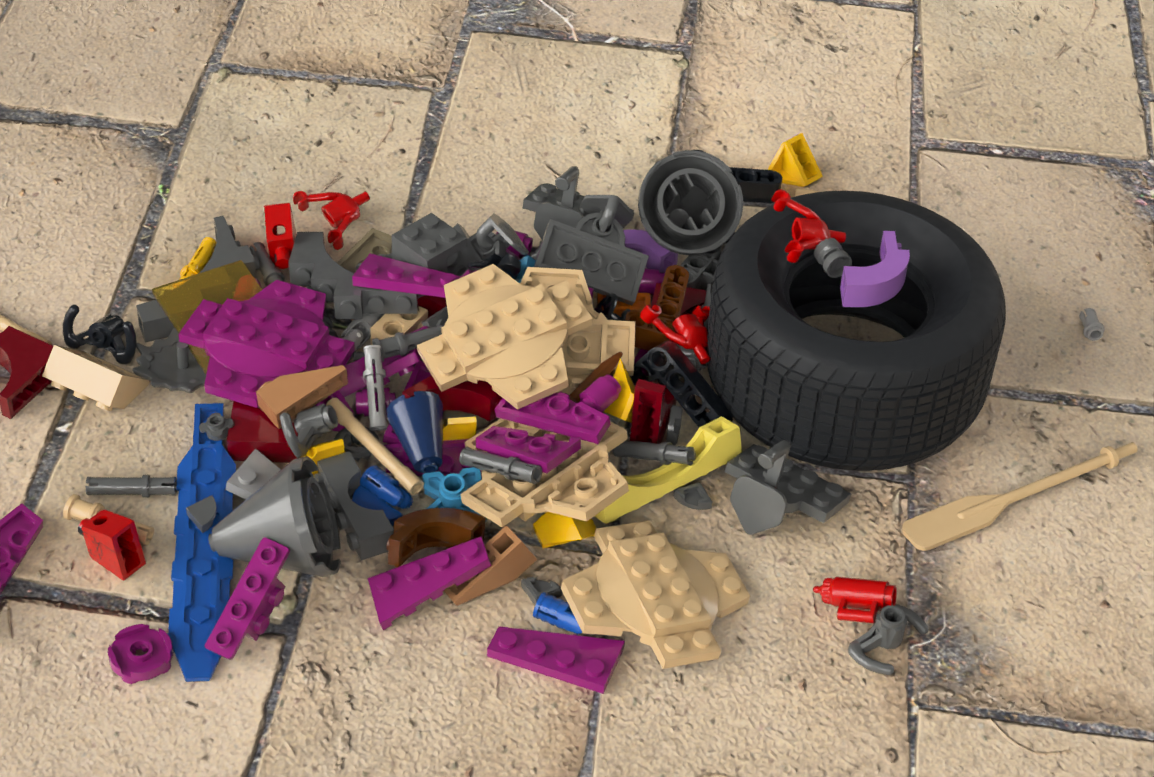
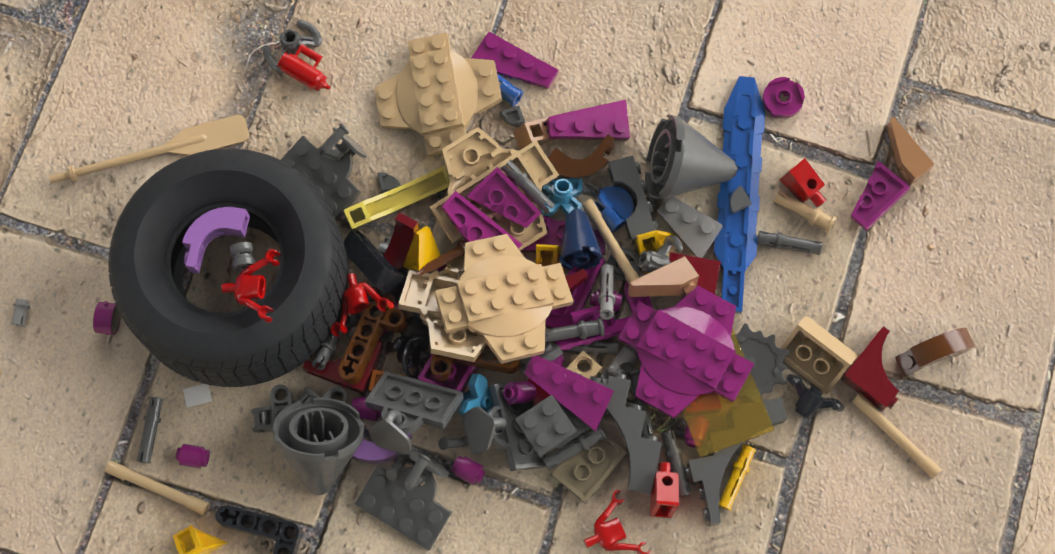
camera: 165 degrees left, 30 degrees up
(216, 427) = (727, 283): dark grey plate -> none
(251, 601) = (713, 106): magenta bracket -> none
(508, 264) = (491, 395): black piece -> none
(601, 393) = (441, 241): magenta brick -> none
(663, 452) = (402, 206): dark grey pin -> none

